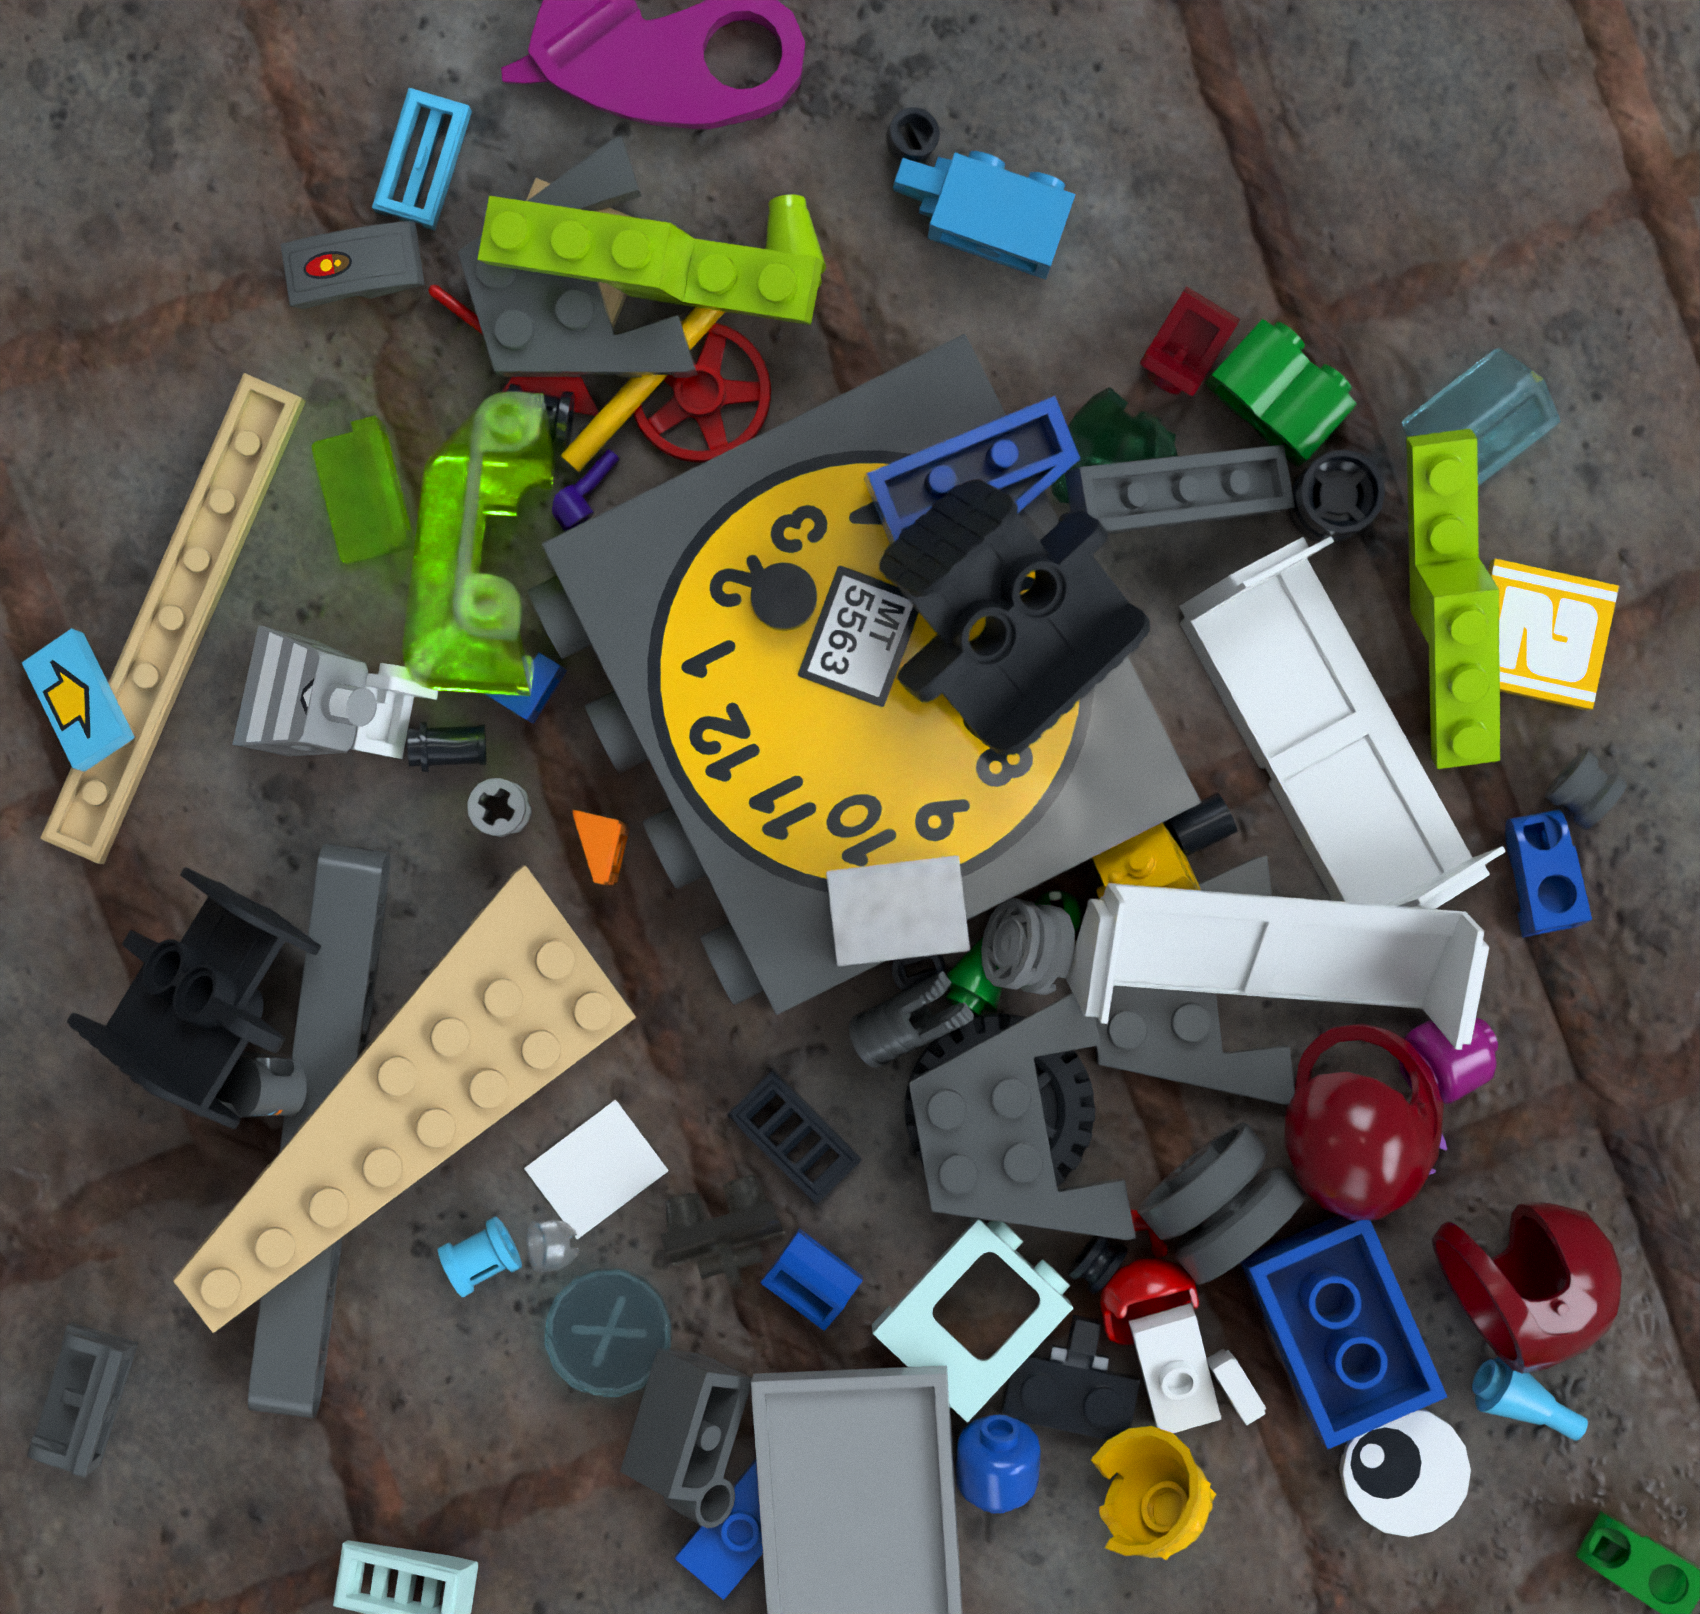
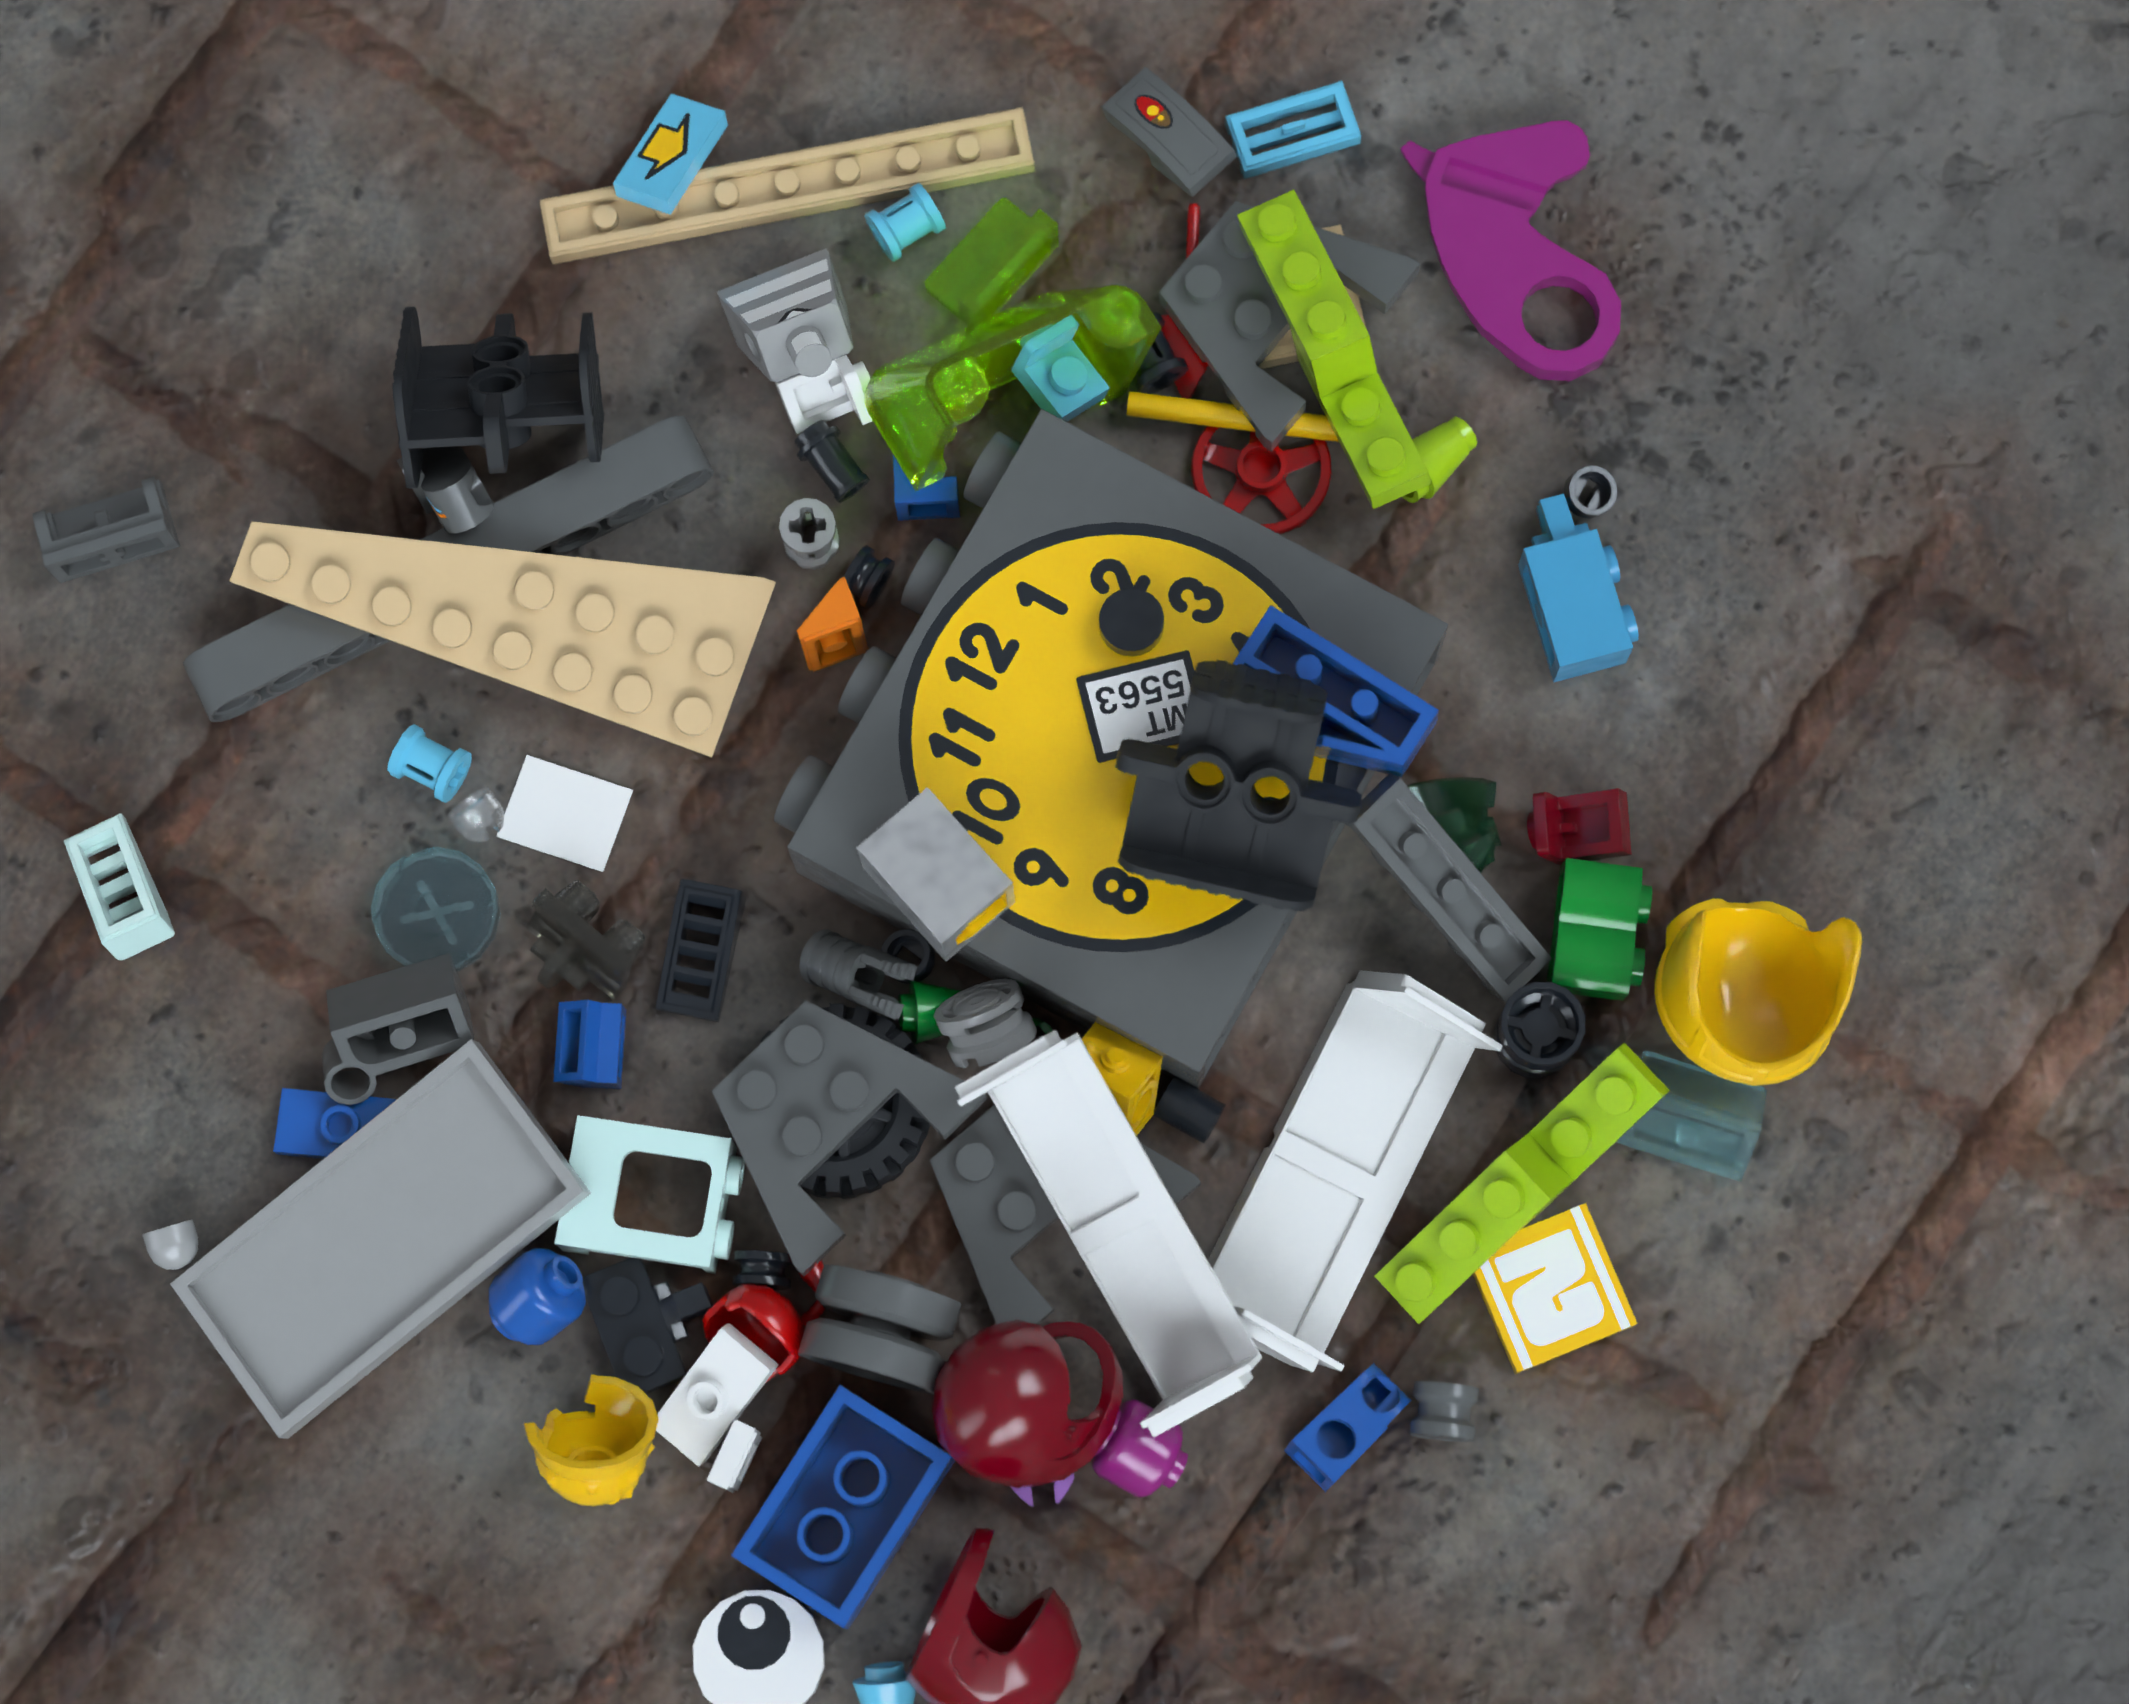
camera: 65 degrees right, 10 degrees down
(278, 541) = (905, 222): none -> medium azure bush
(515, 507) = (1058, 371): none -> medium azure bracket
(569, 503) = (1102, 424): dark purple hand -> none
(570, 784) = (868, 576): none -> black bush
(1431, 298) = (1754, 988): none -> yellow piece

